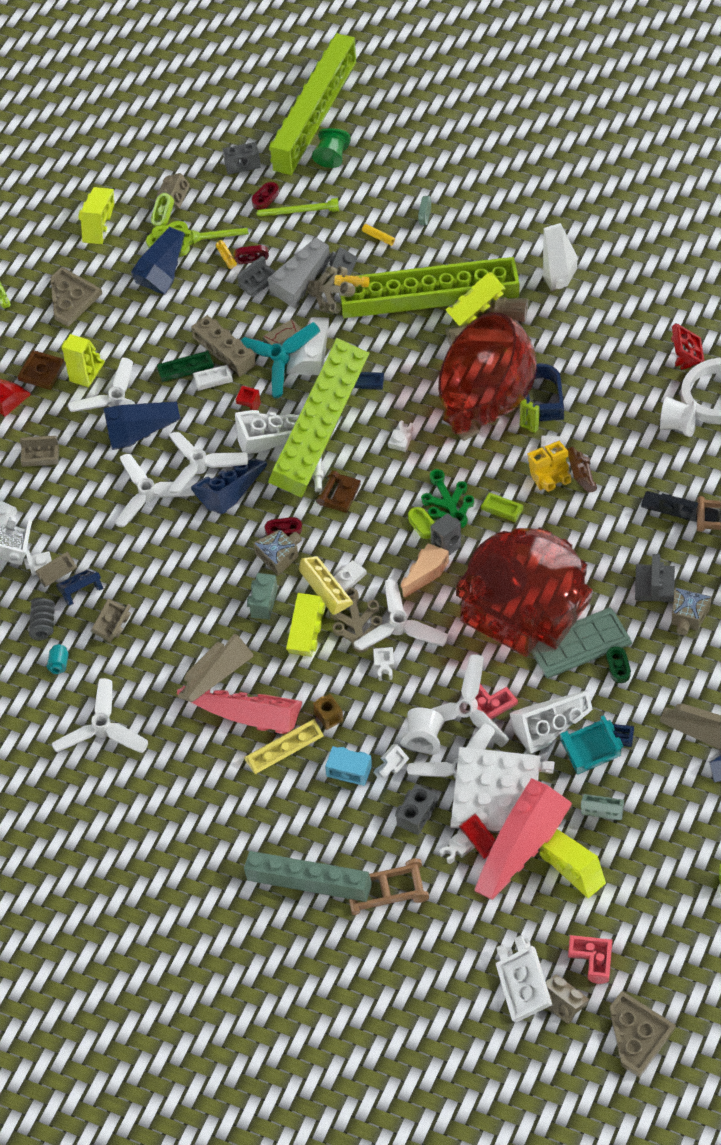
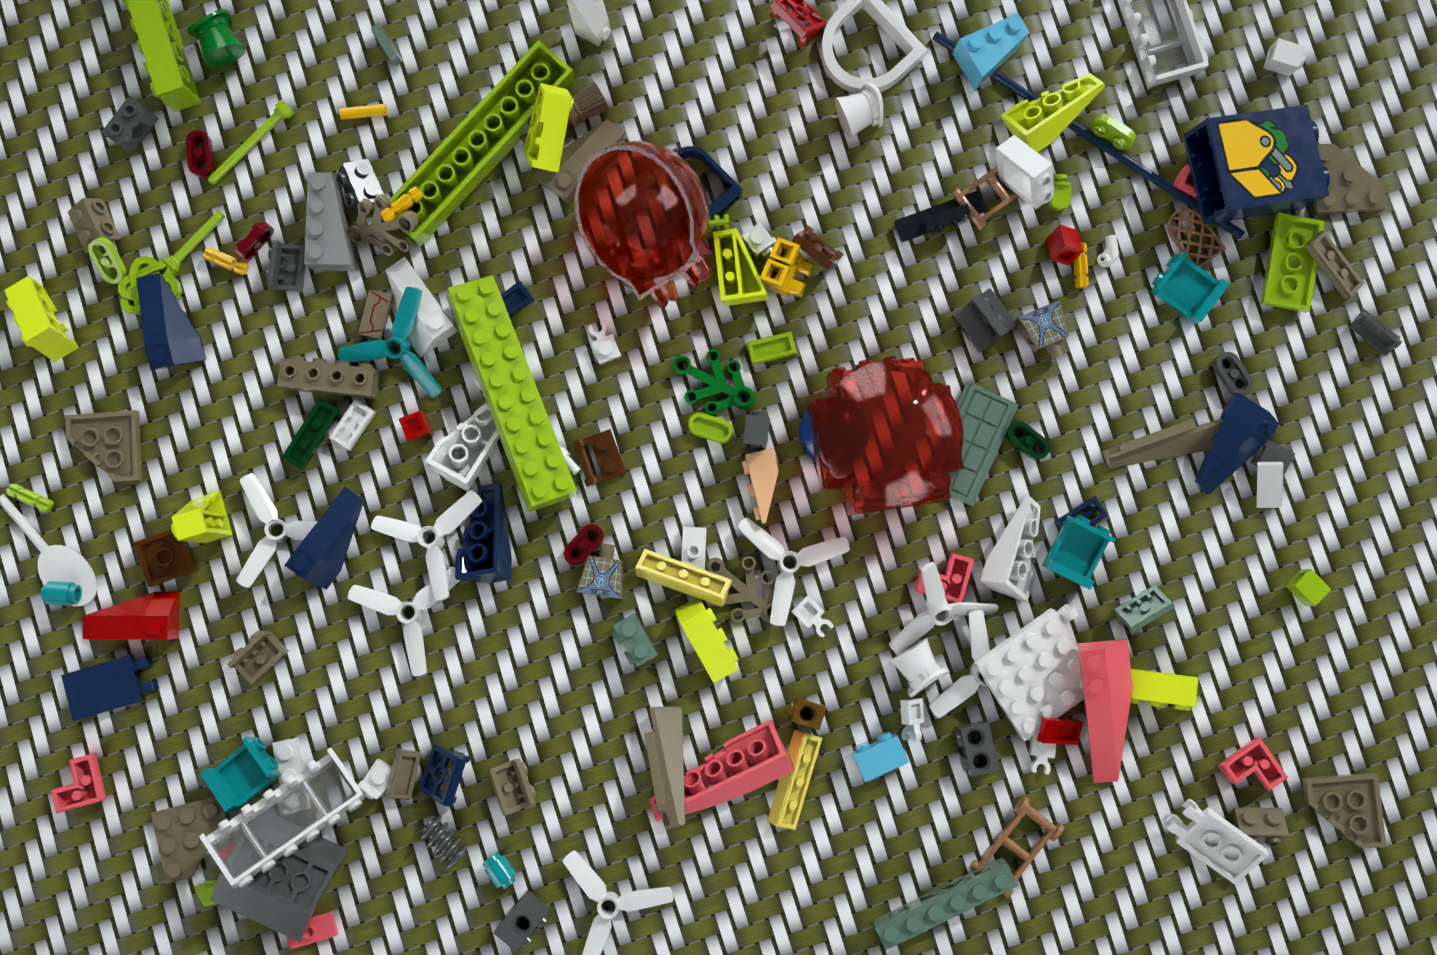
camera: 45 degrees left, 30 degrees up
(34, 689) = (514, 934): none -> dark grey brick
(513, 449) = (736, 270): none -> neon yellow wedge

